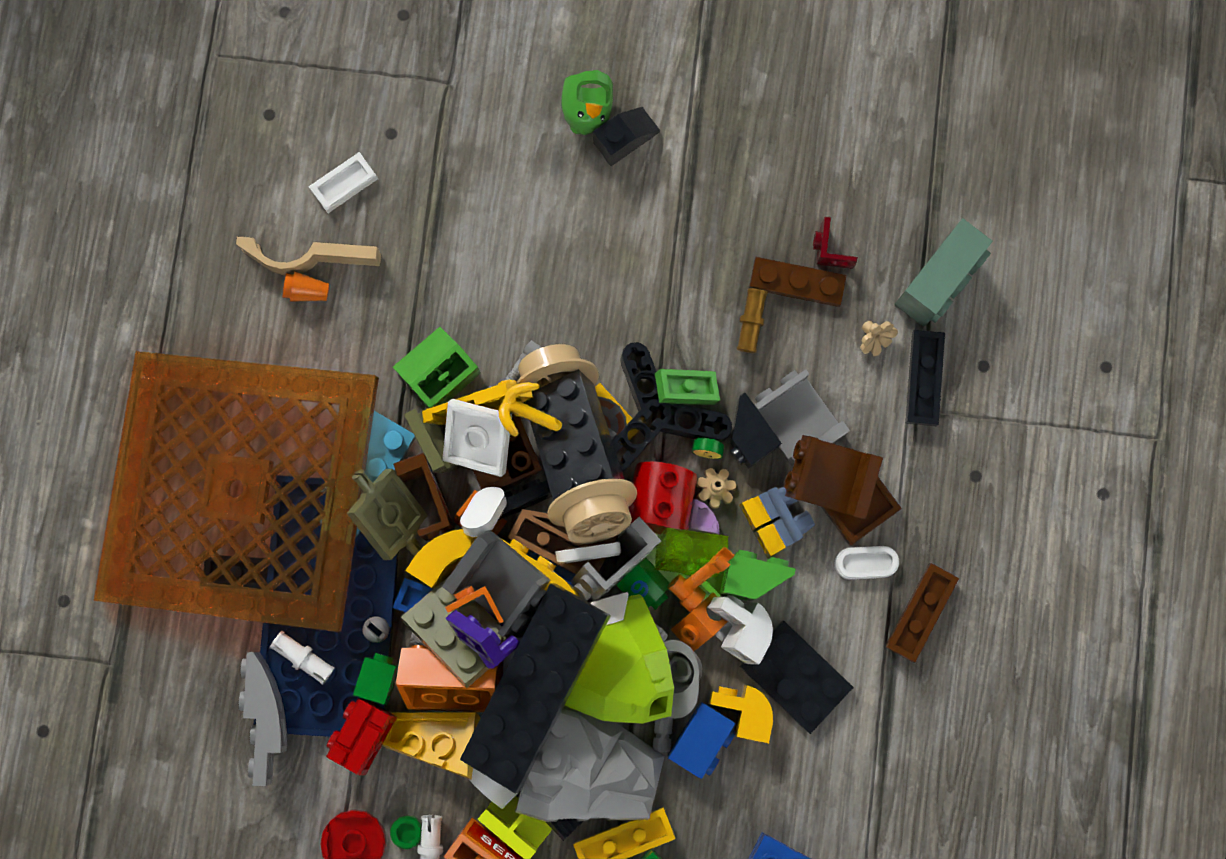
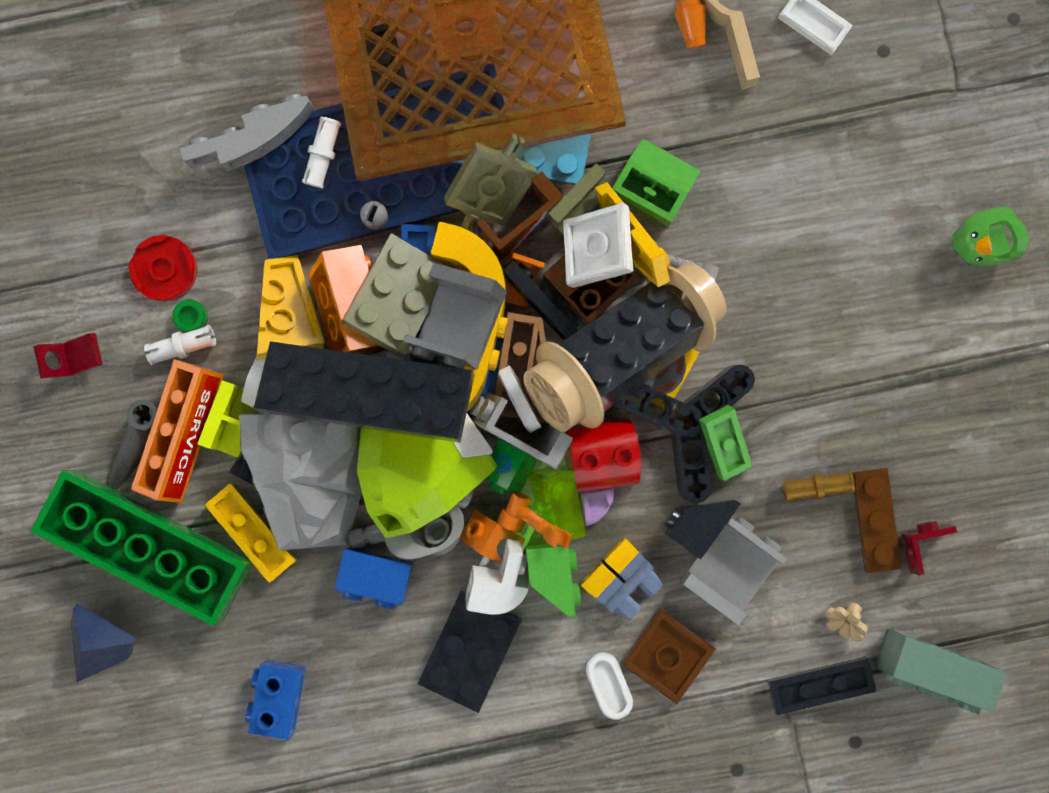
camera: 75 degrees right, 5 degrees up
(360, 736) = (263, 236): red brick -> none
(376, 679) = (324, 232): green brick -> none
(468, 595) = (434, 292): orange bracket -> none
(481, 641) = (389, 323): dark purple plate -> none
(483, 511) = (524, 278): white tile -> none
(510, 404) = (642, 266): yellow piece -> none
(624, 134) = (969, 288): black slope -> none
(708, 448) = (670, 485): green tile -> none
(714, 493) = (626, 504): tan plant -> none
(754, 709) = (420, 620): yellow brick -> none
(832, 476) = (684, 623): reddish brown panel -> none
(922, 612) = (577, 759): reddish brown plate -> none

